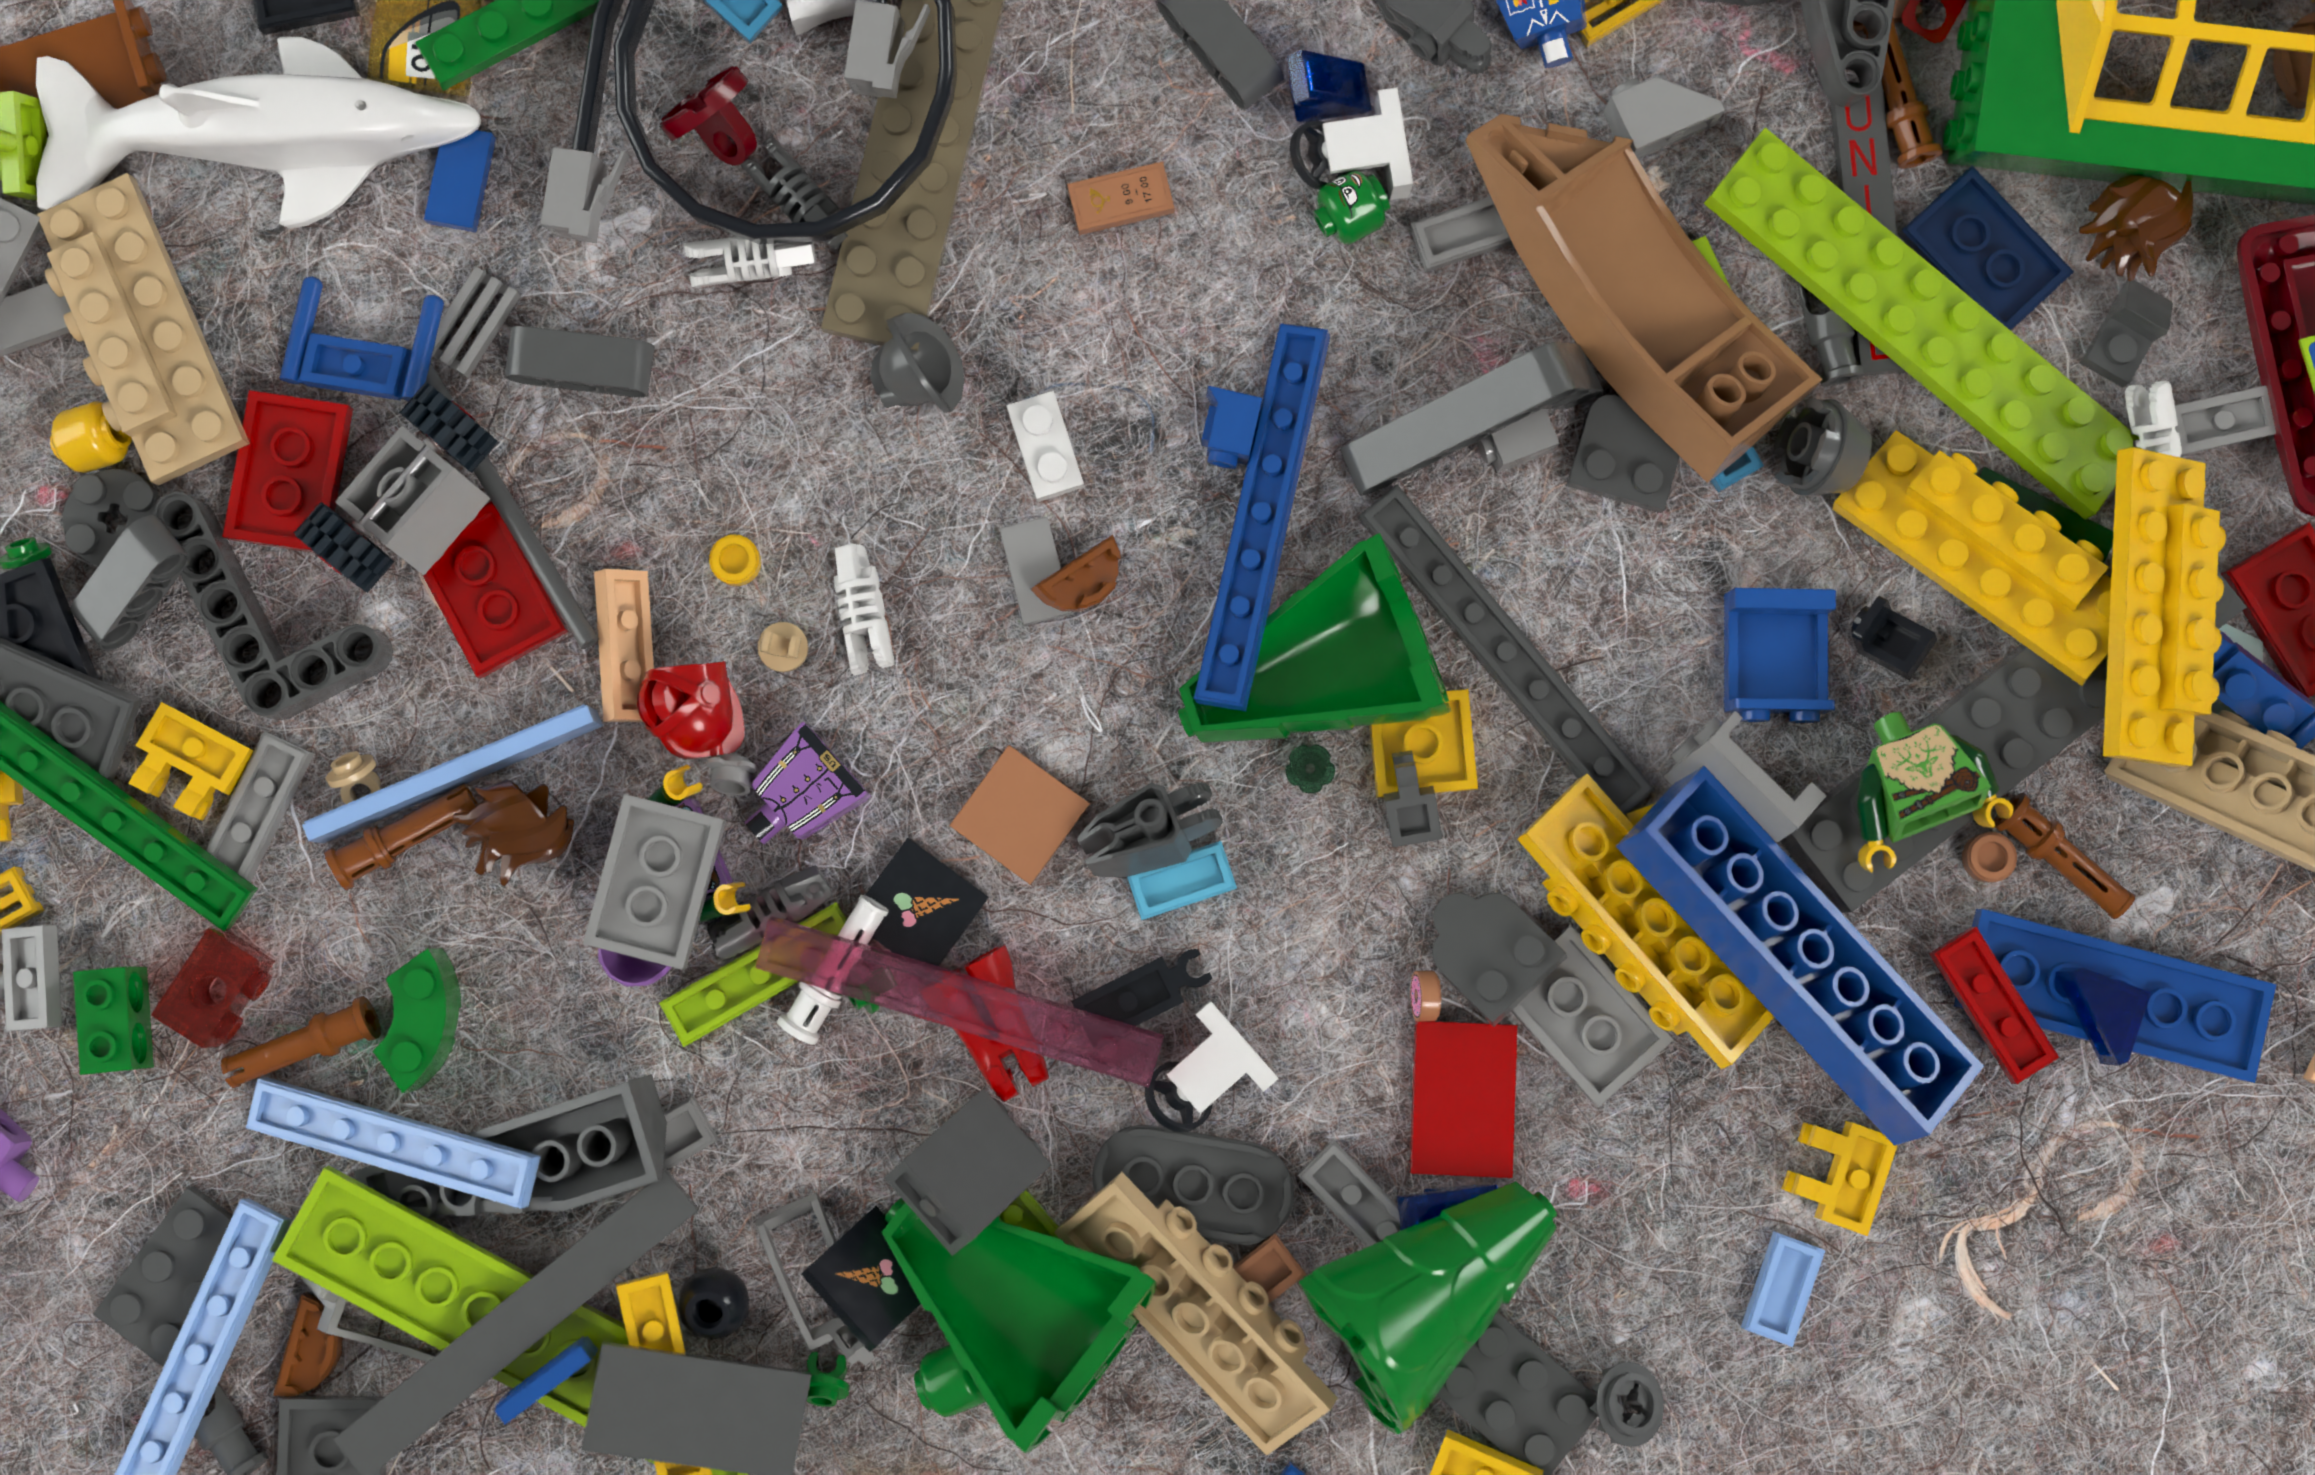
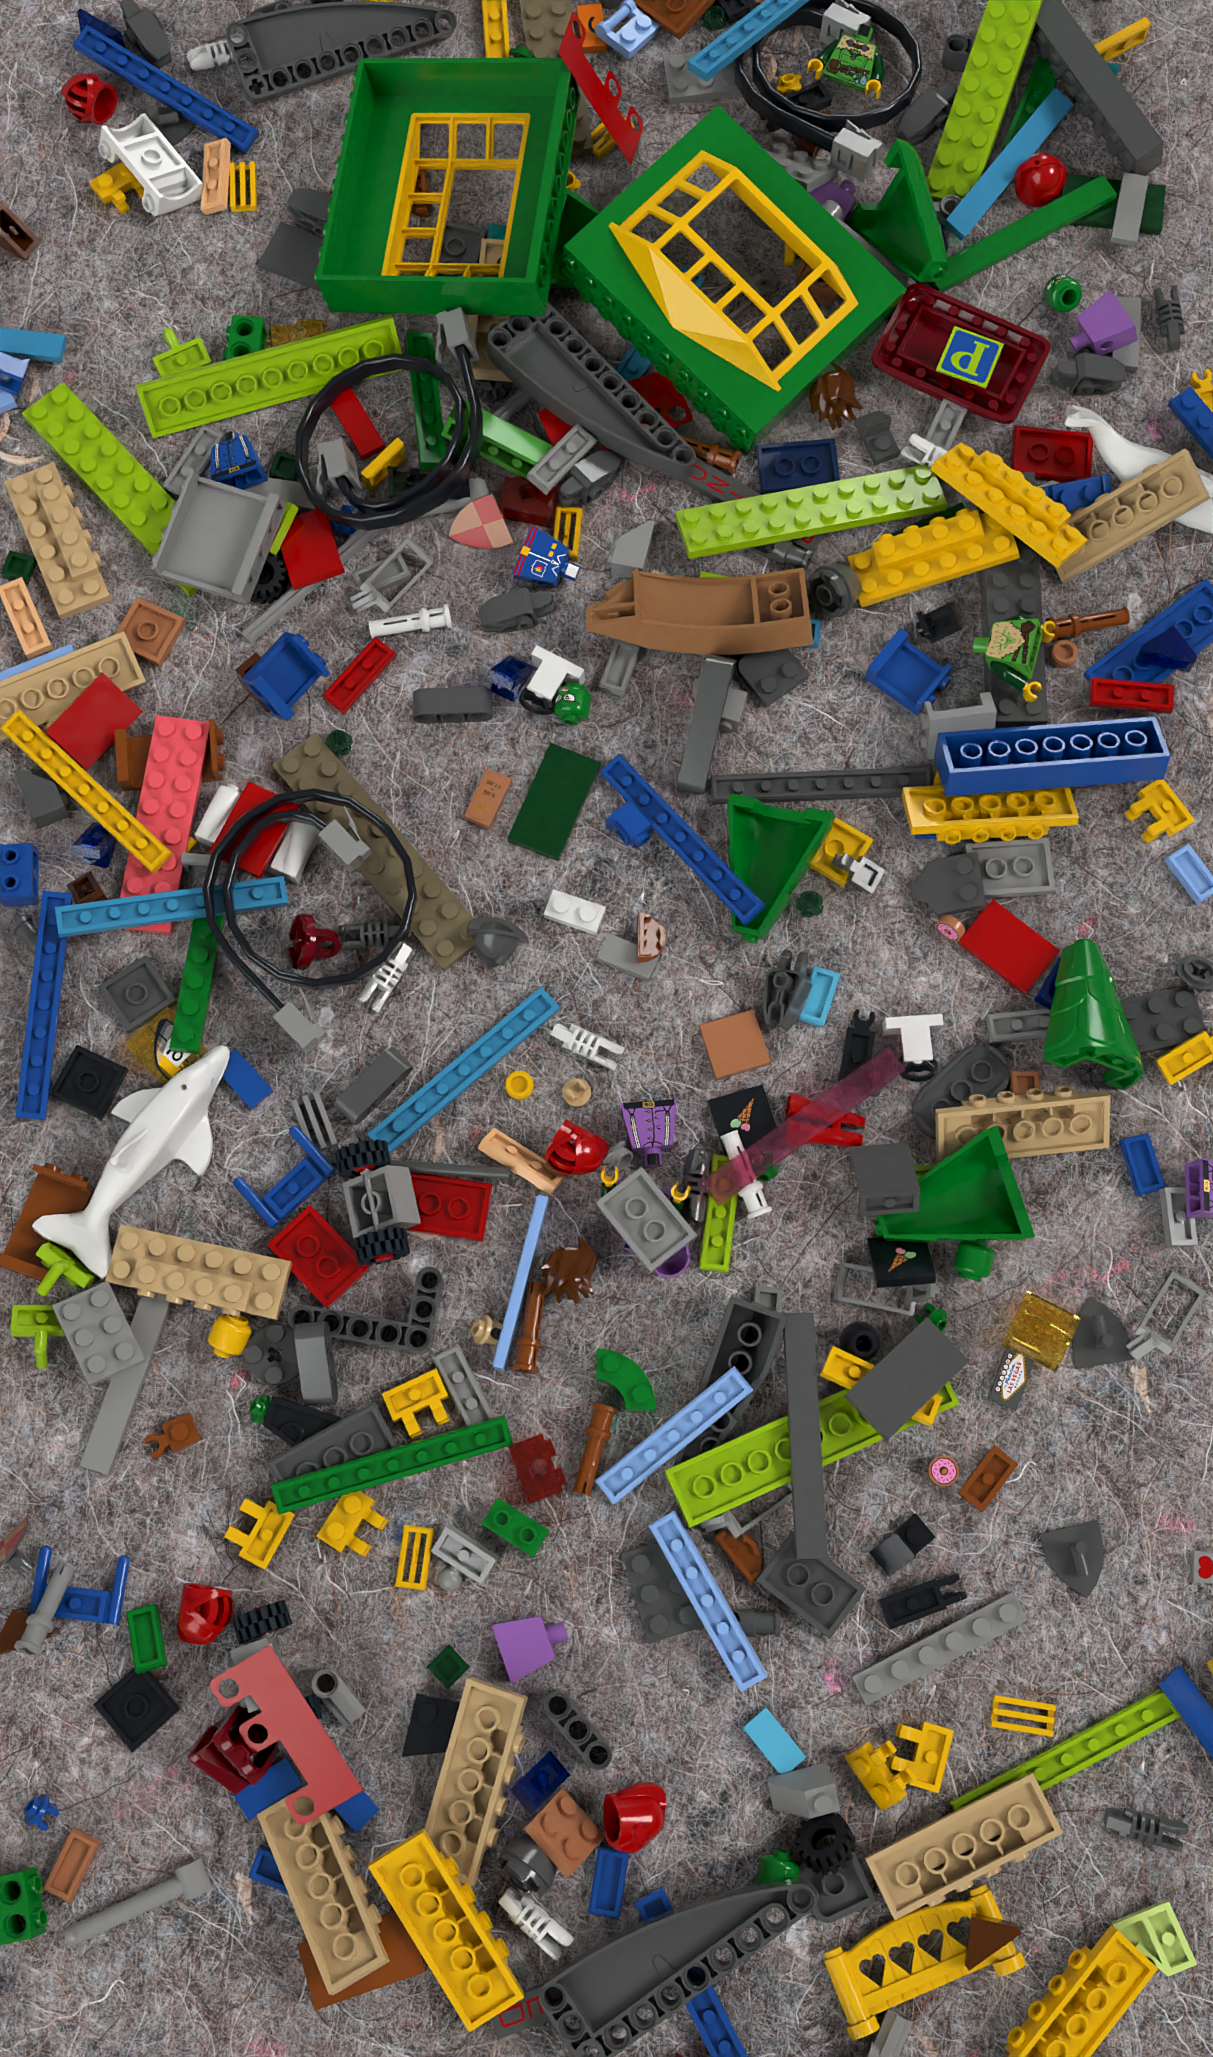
camera: 45 degrees left, 10 degrees down
(545, 1379) = (841, 1438): blue tile -> none
(694, 469) = (465, 1070): none -> dark azure plate
(1188, 294) = (554, 802): none -> dark green tile

